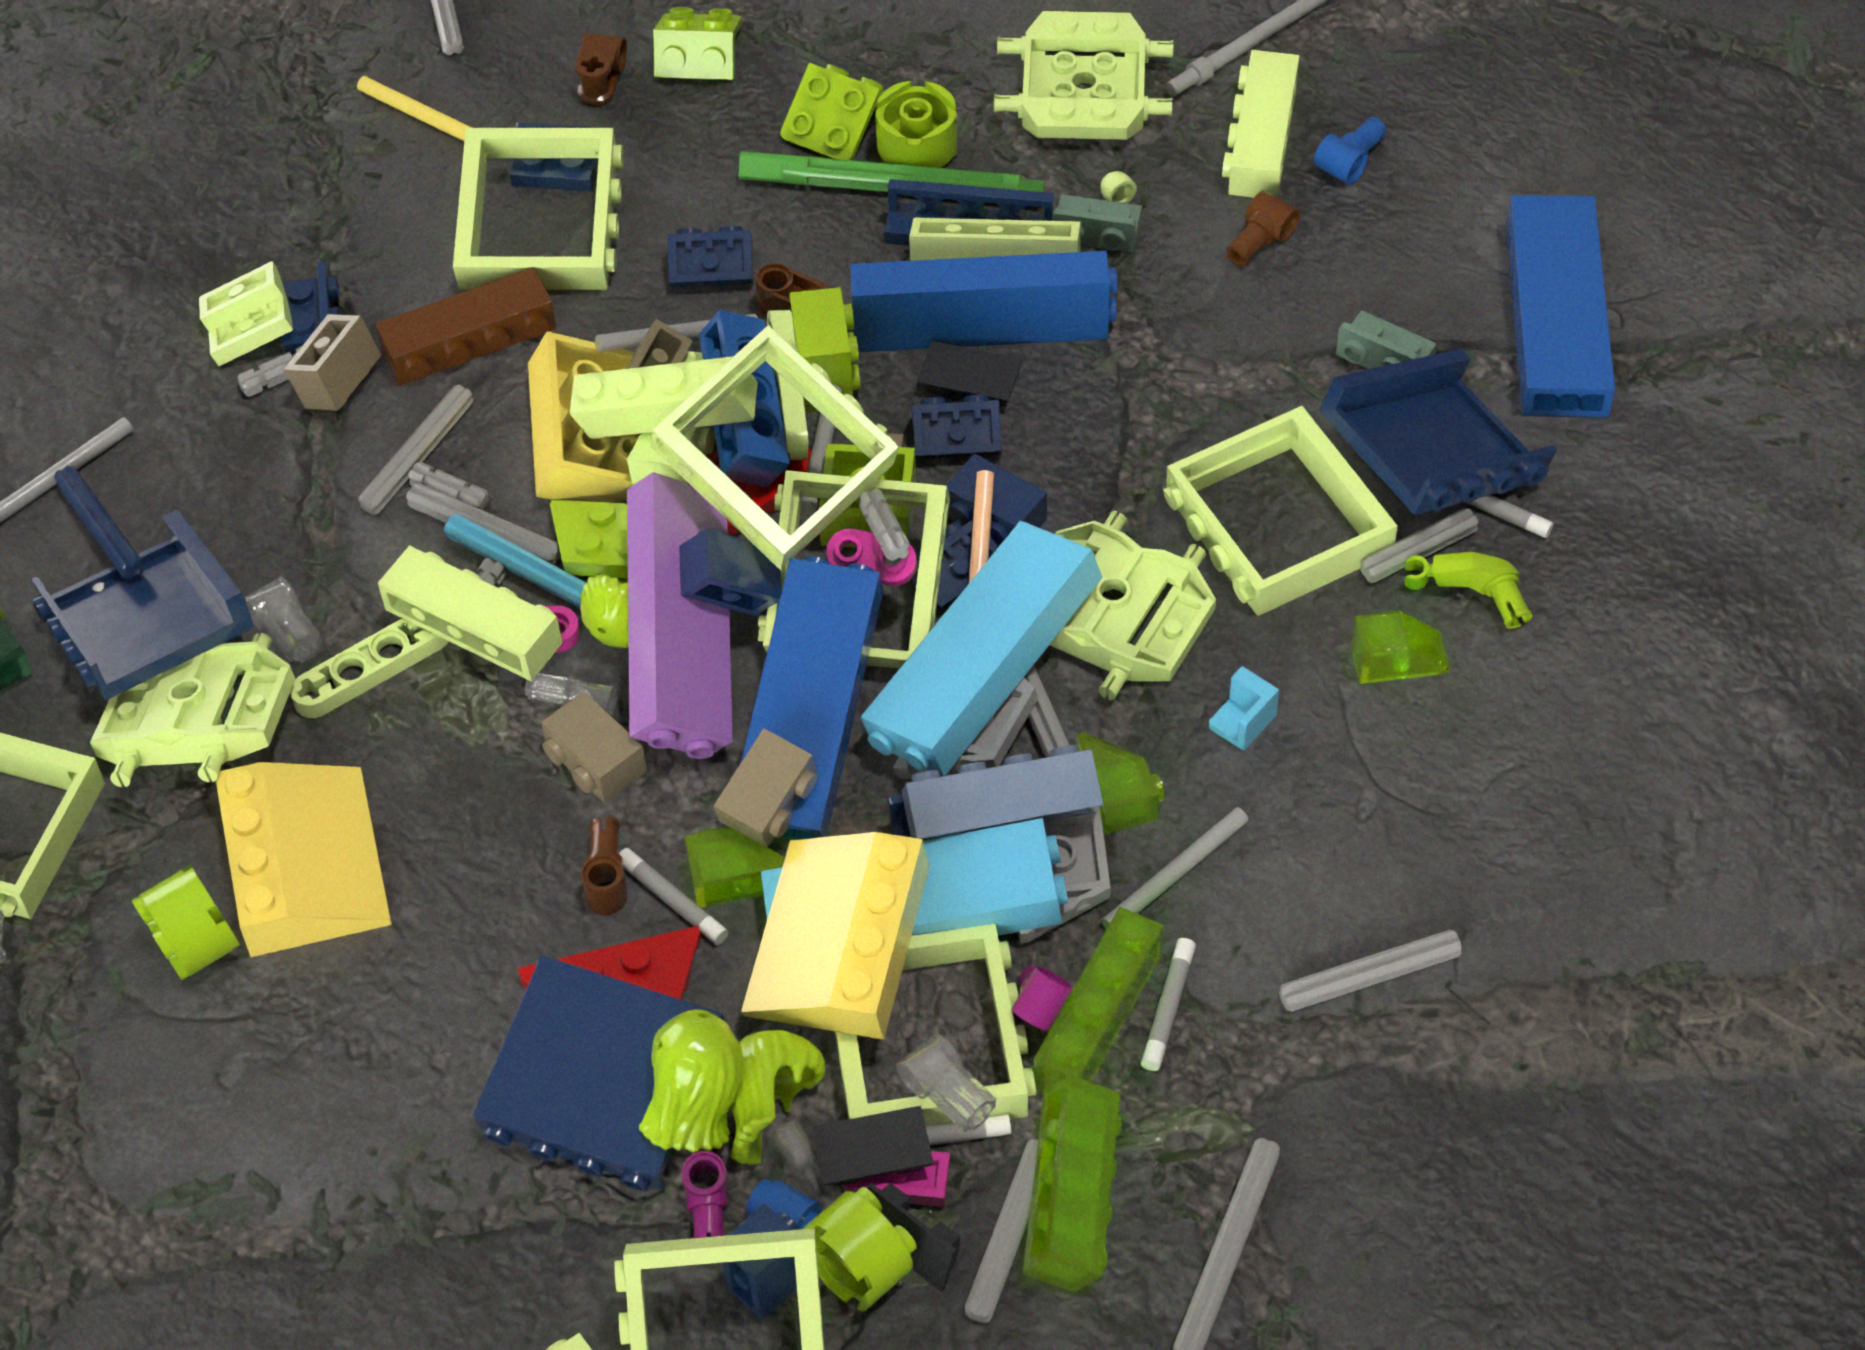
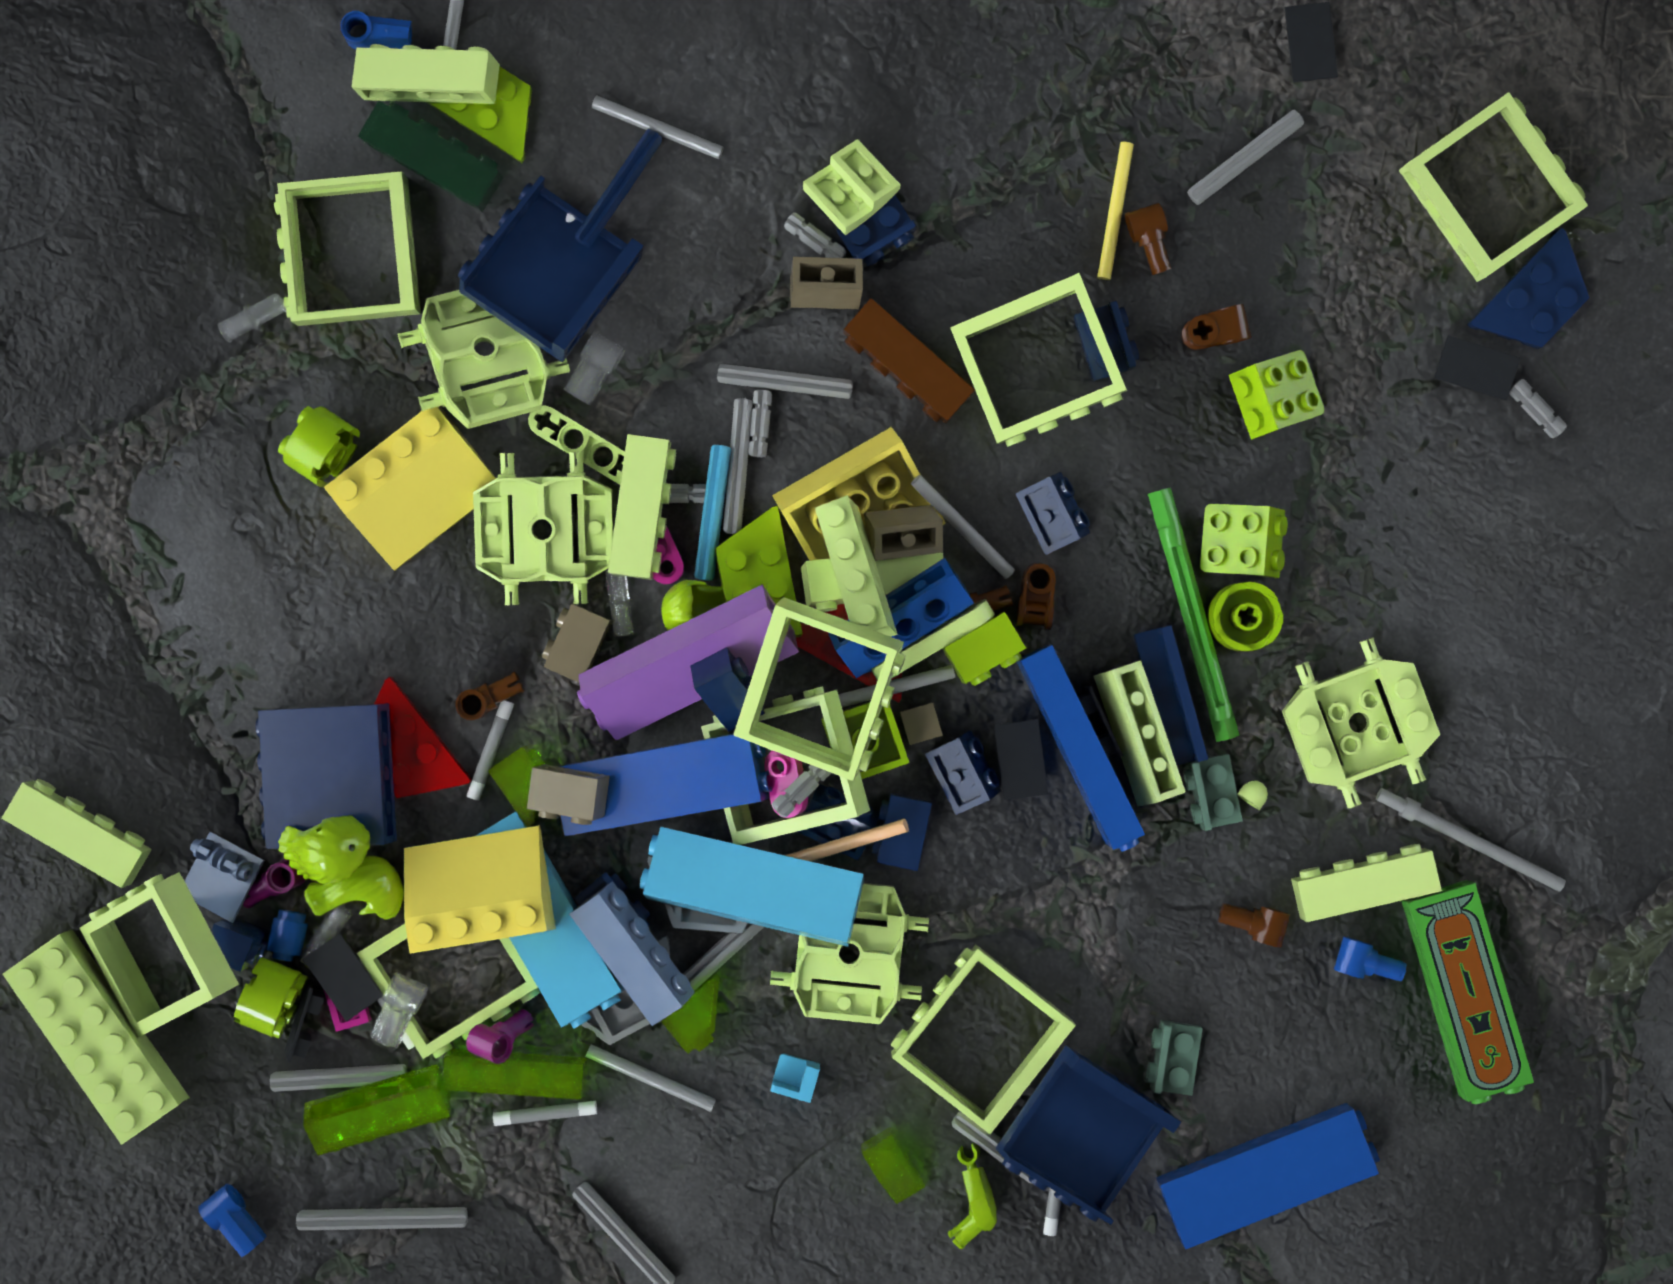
camera: 65 degrees right, 35 degrees up
(459, 87) = (1148, 229): none -> reddish brown pin
(482, 716) = (548, 500): none -> yellowish green piece
(666, 1289) = (221, 875): none -> sand blue hinge
(1424, 78) = (1468, 992): none -> brick

